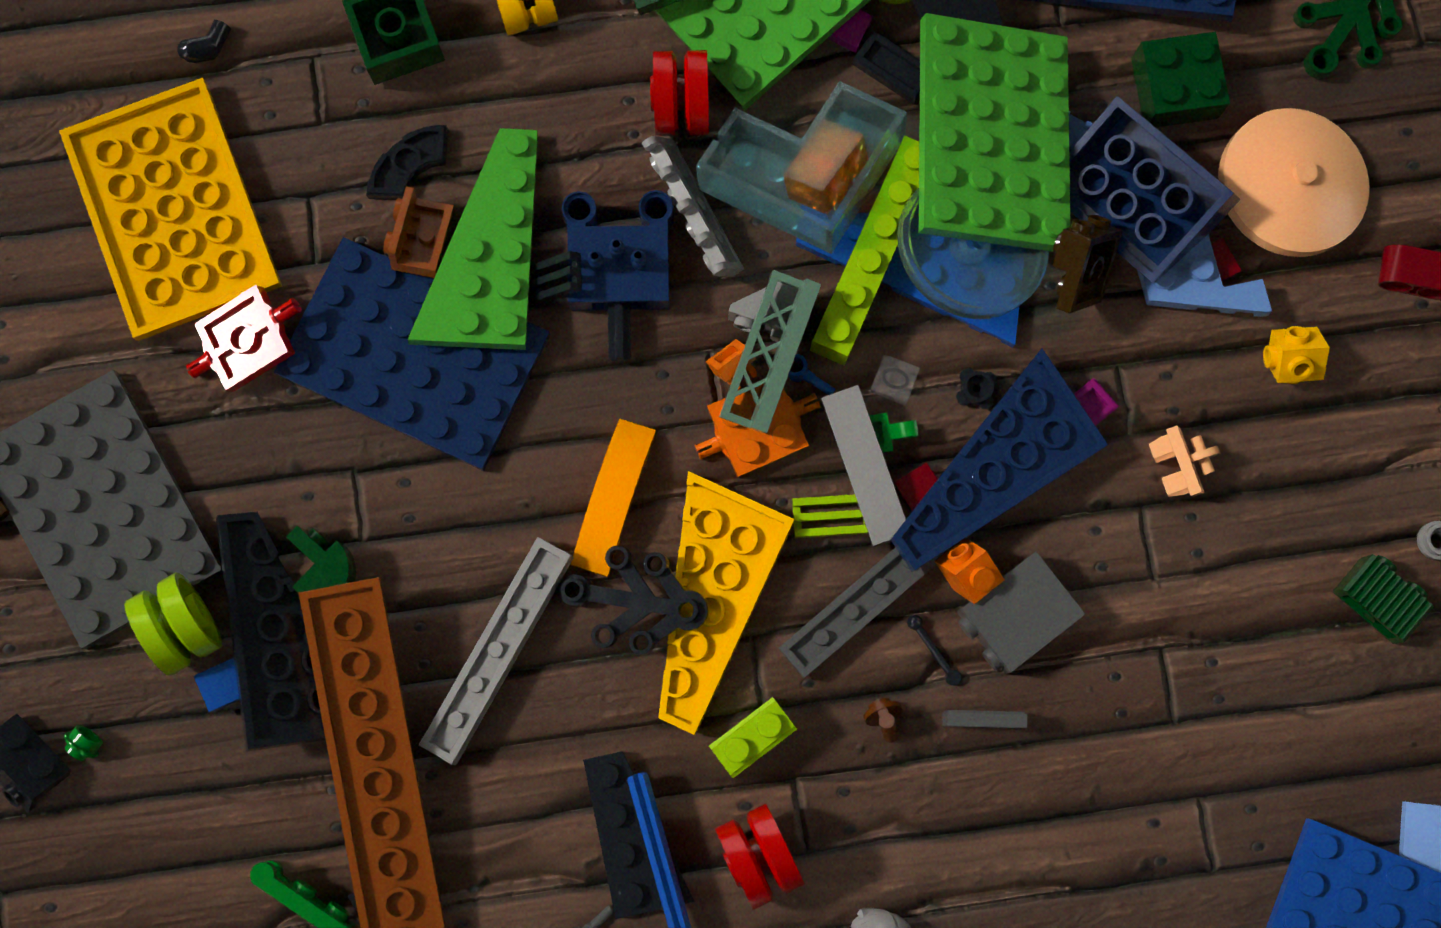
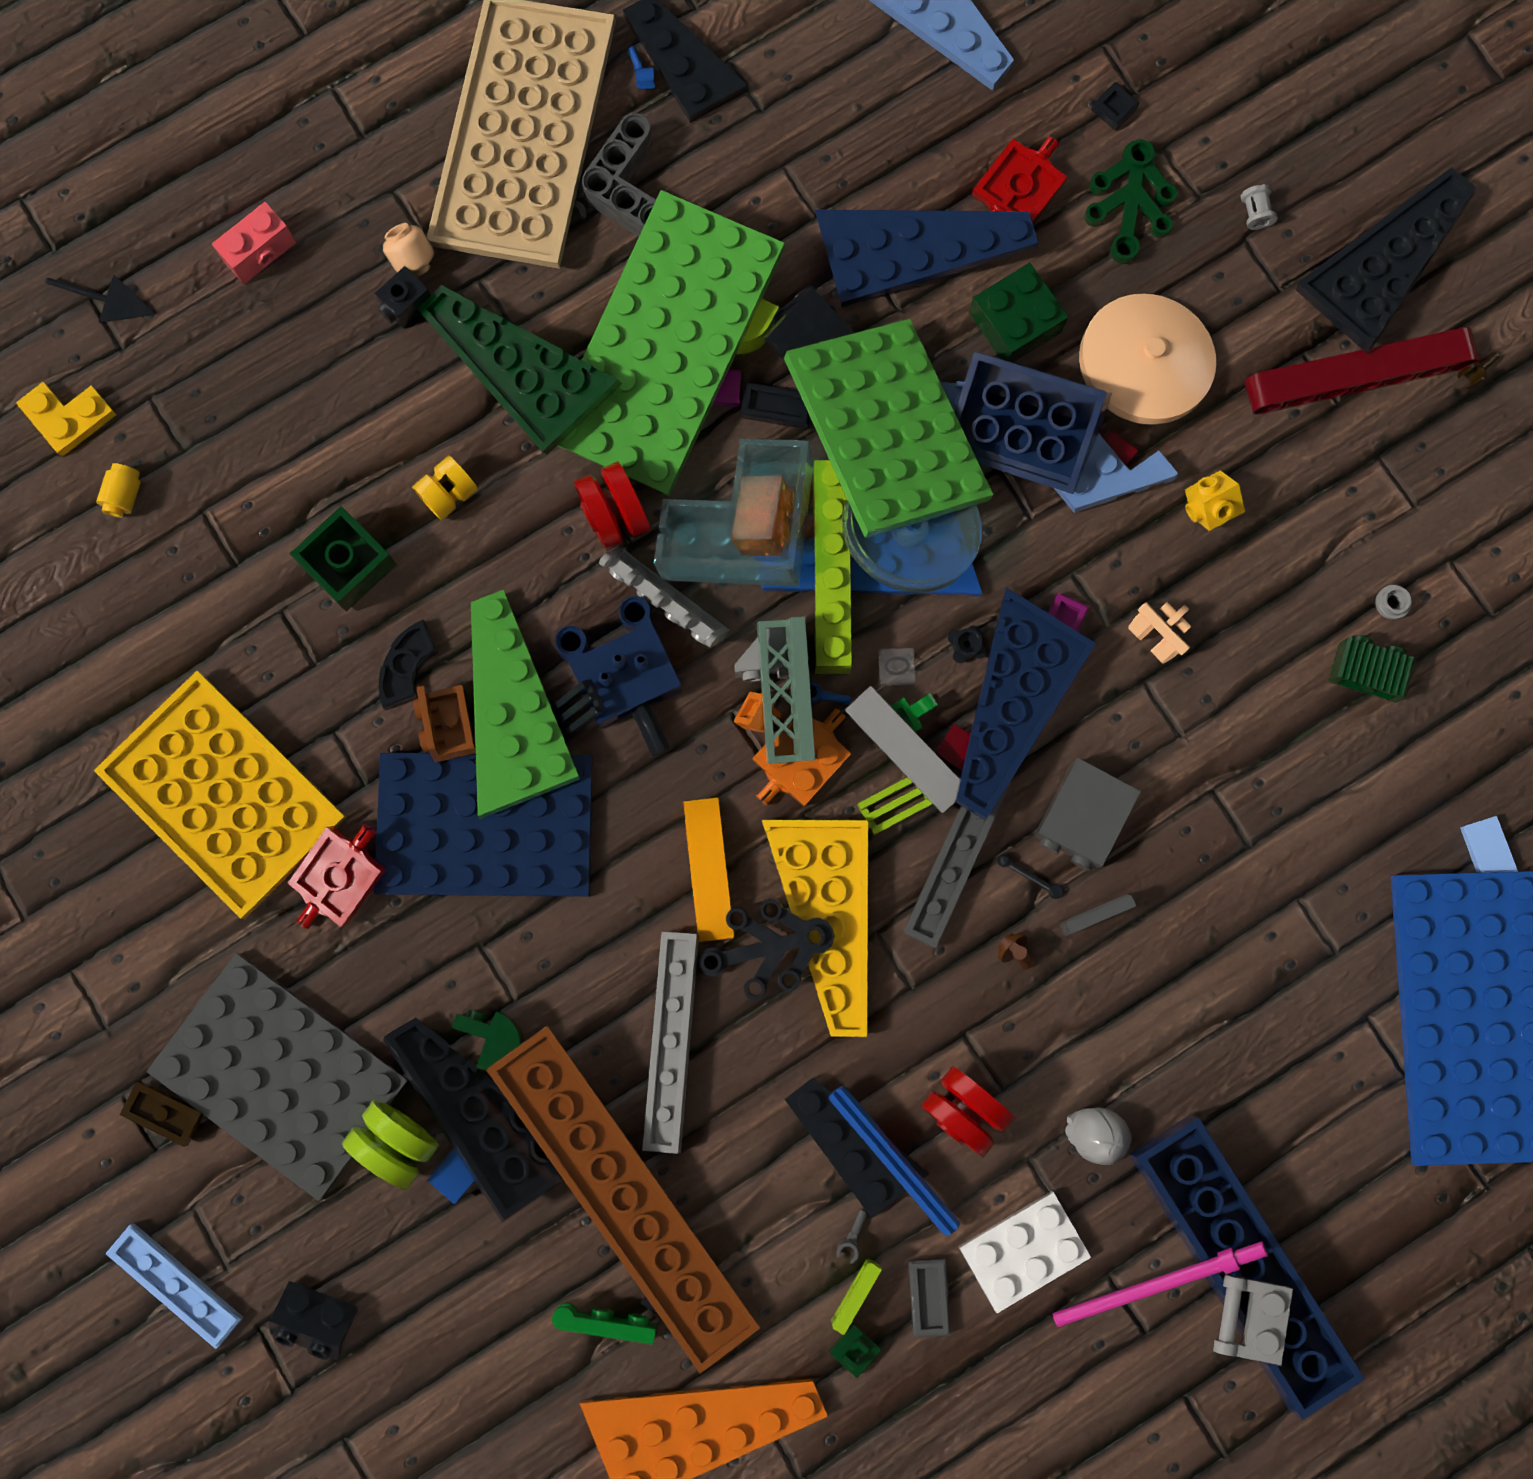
camera: 25 degrees left, 0 degrees up
(82, 743) = (357, 1280): green plate -> none
(205, 47) = (186, 643): black arm -> none
(752, 737) = (916, 1016): lime brick -> none
(969, 570) = (1031, 798): orange brick -> none
(1087, 257) = (1010, 496): dark brown plate -> none

